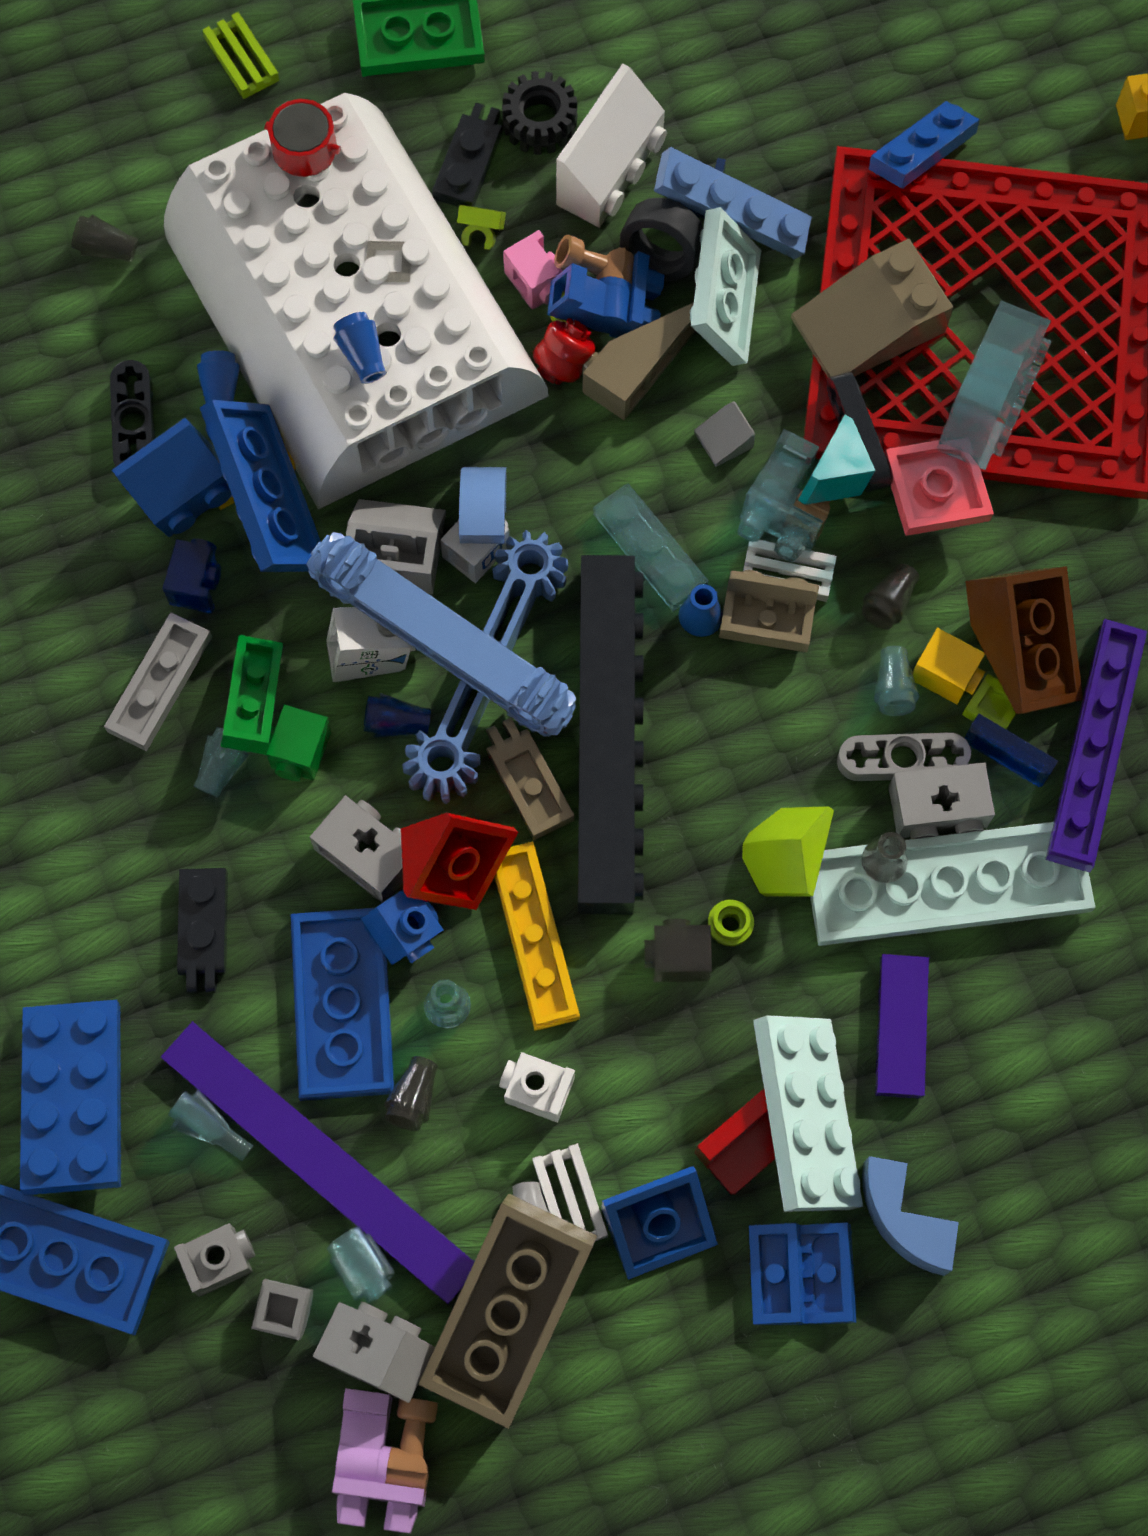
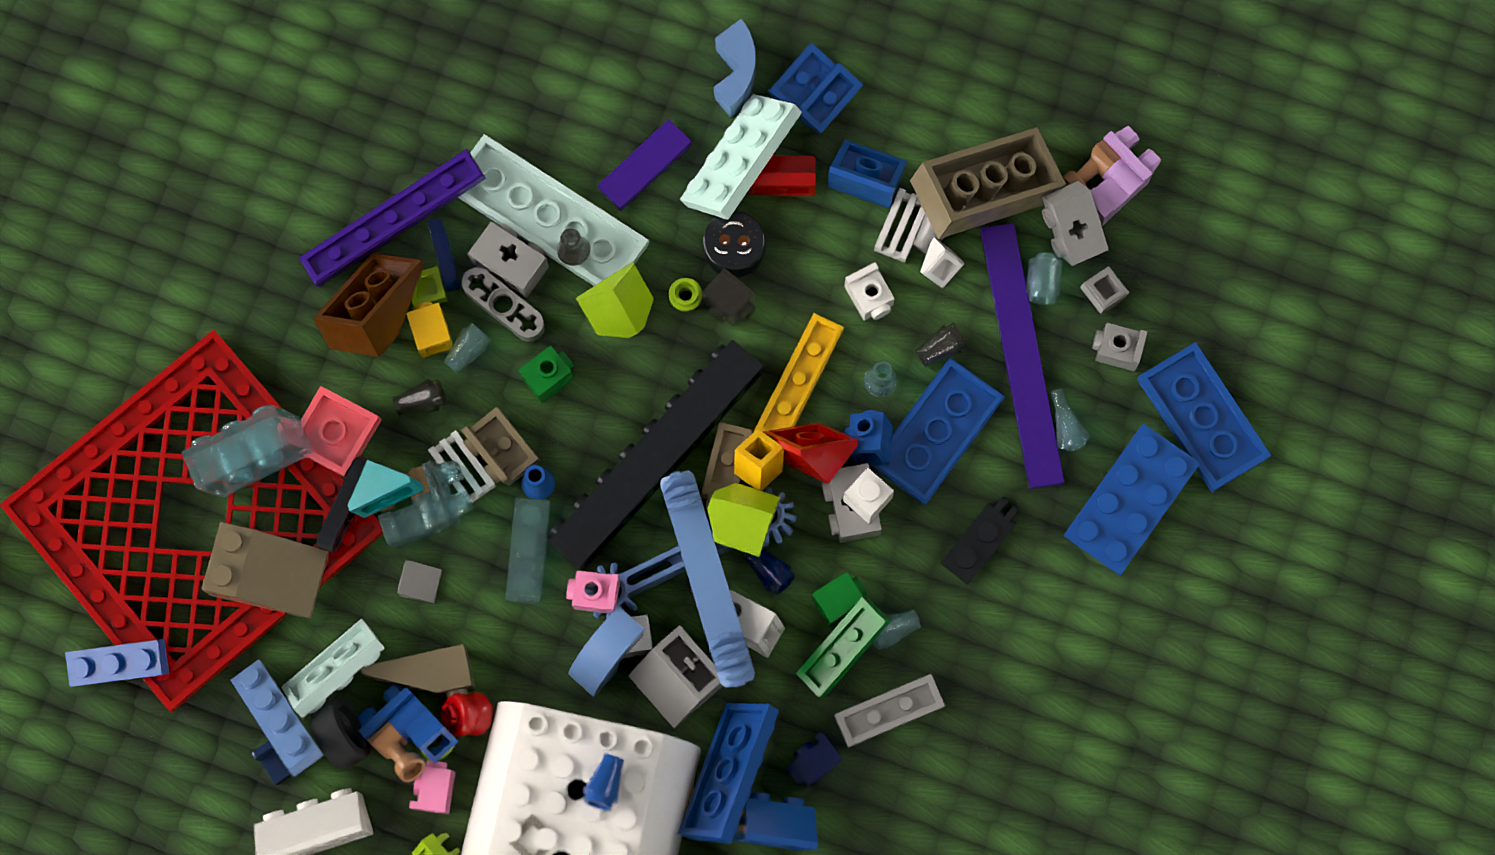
camera: 135 degrees left, 5 degrees up
(347, 846) = (868, 495): none -> white brick
(459, 723) = (742, 517): none -> lime slope
(488, 1184) = (940, 263): none -> white slope
(494, 797) = (758, 460): none -> yellow brick
(537, 549) = (606, 598): none -> bright pink brick
(723, 1013) = (734, 244): none -> black head
(792, 720) = (547, 373): none -> green brick

